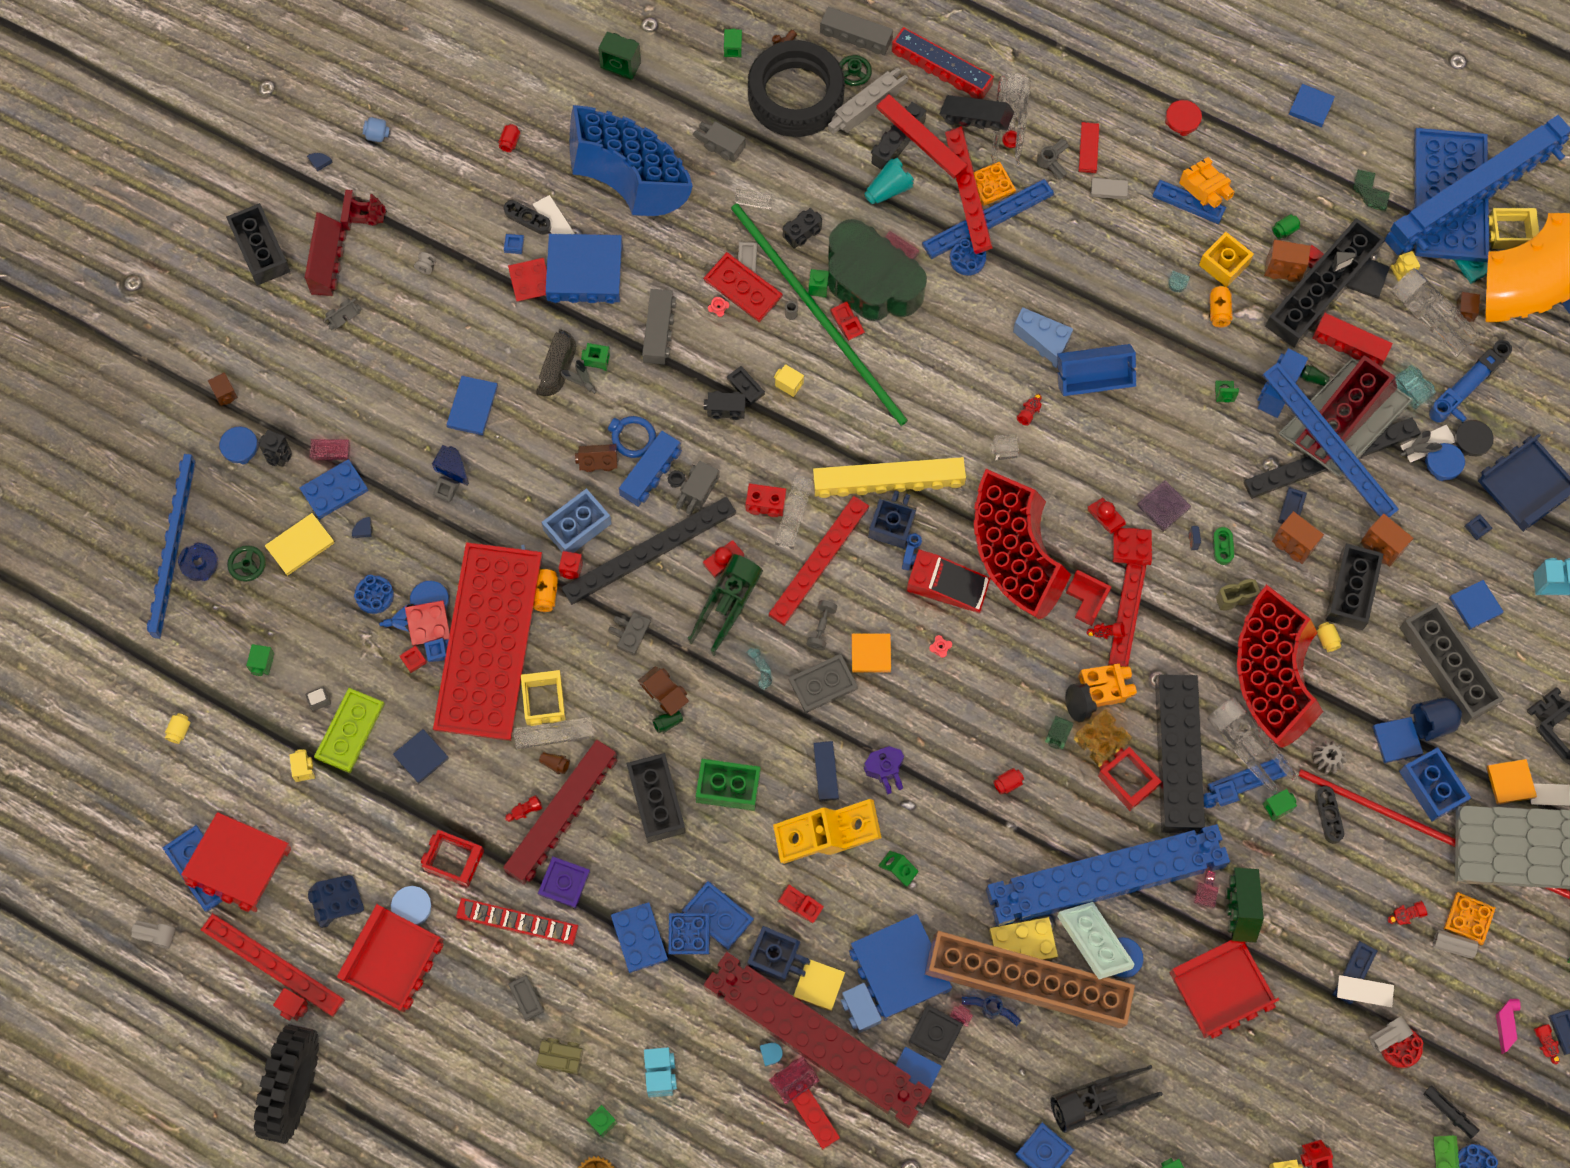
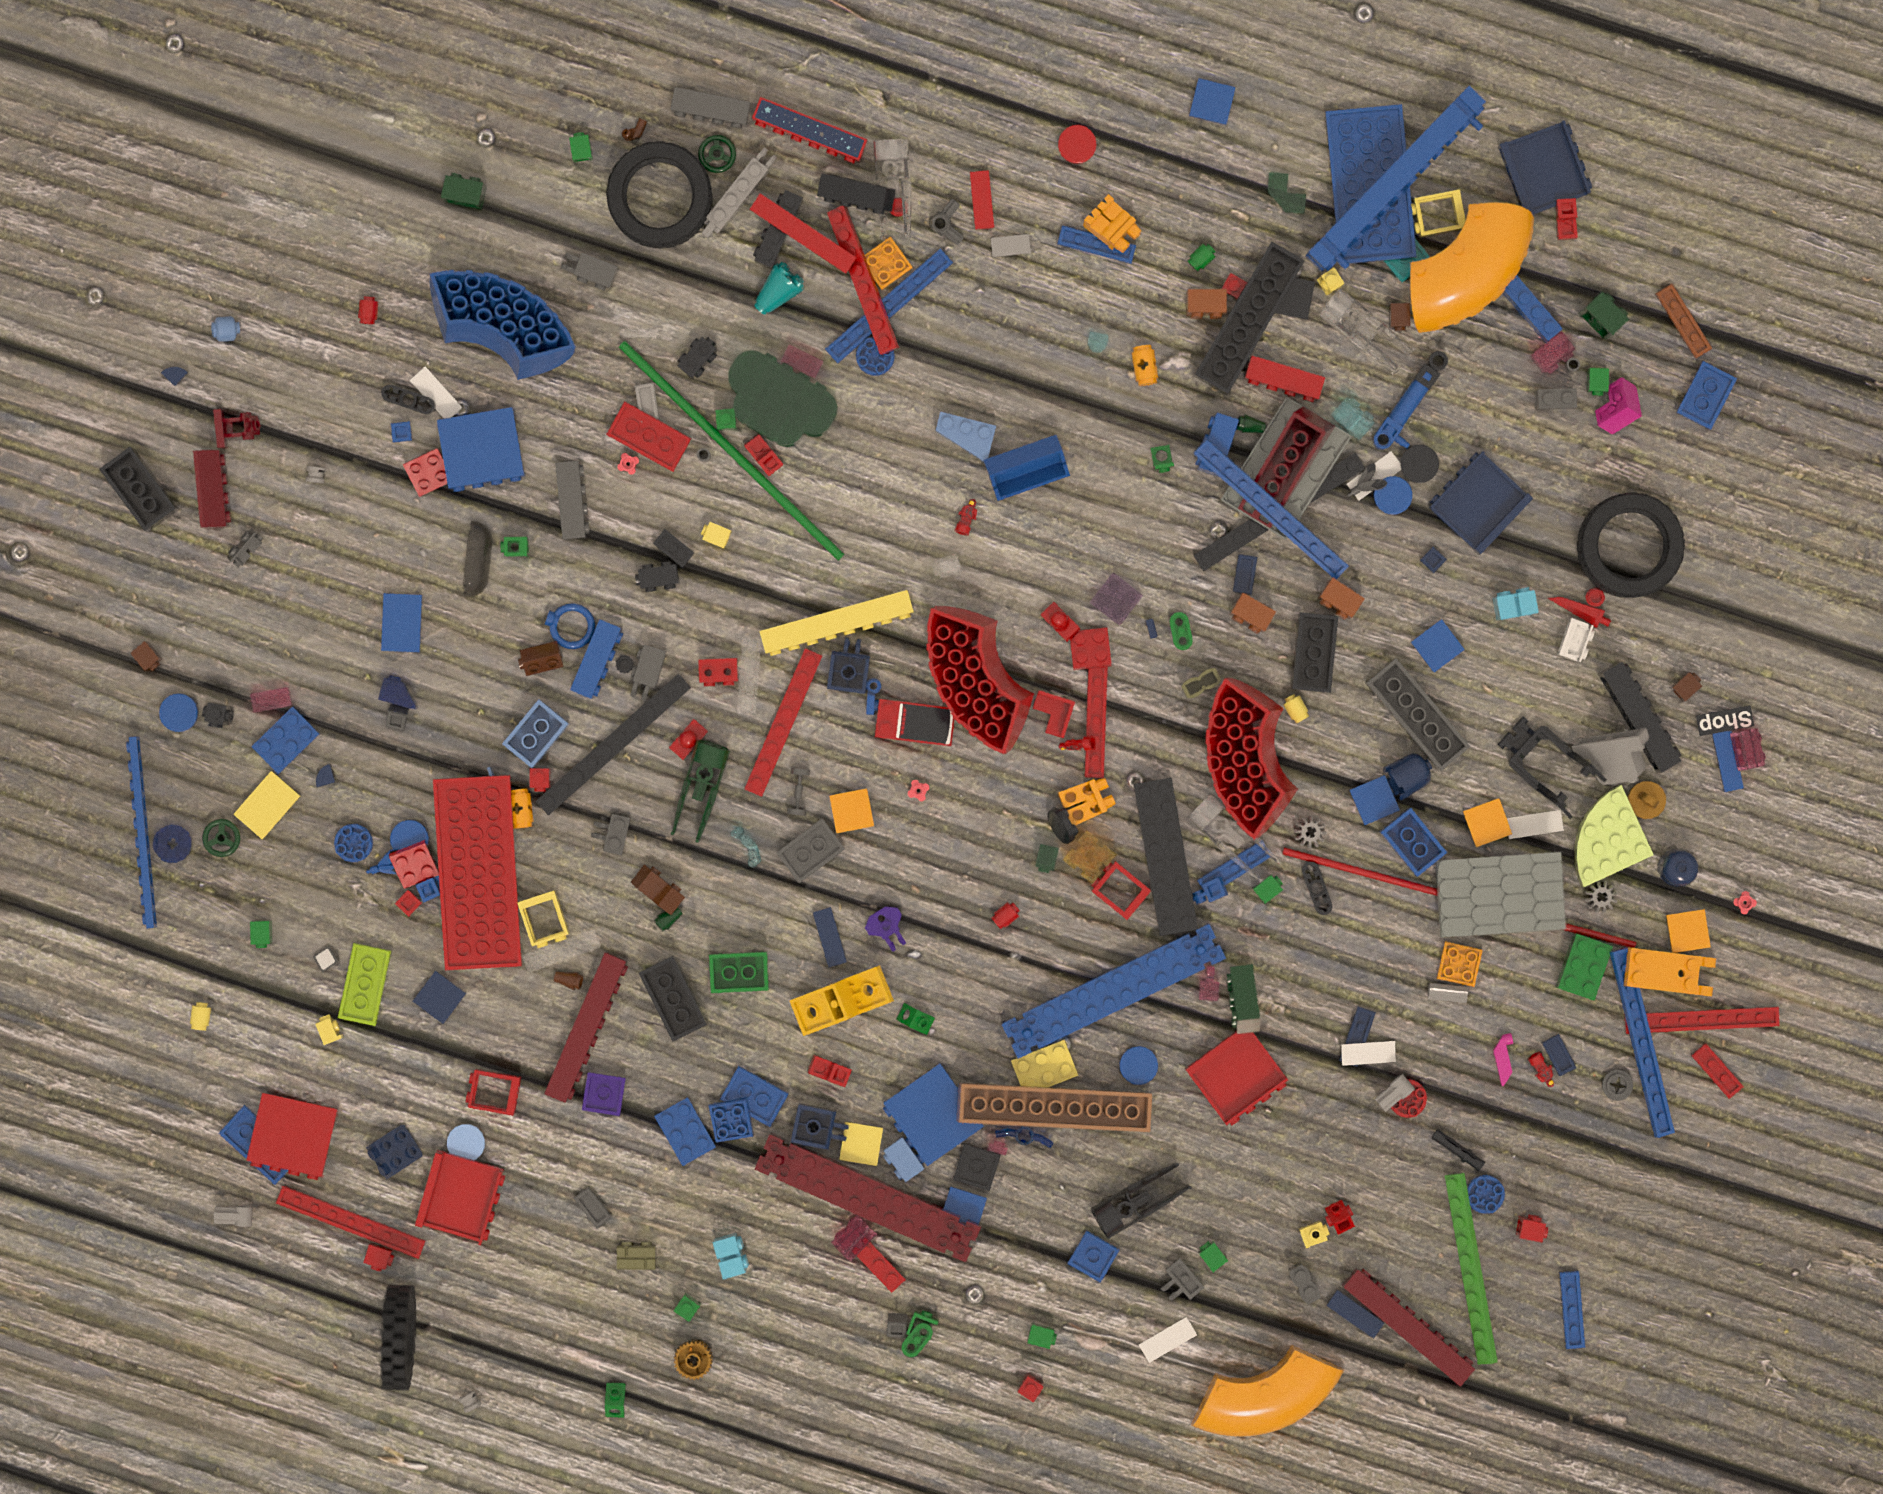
camera: 15 degrees left, 20 degrees up
(517, 921) = (568, 1138): tile -> none
(523, 809) = (547, 1032): red piece -> none
(580, 378) = (506, 571): dark grey piece -> none
(771, 1053) = (828, 1215): dark azure tile -> none
(1095, 940) = (1110, 1057): light aqua plate -> none
(1226, 259) = (1143, 311): yellow brick -> none
(1342, 260) = (1260, 299): dark grey slope -> none
(1404, 915) = (1396, 973): red piece -> none

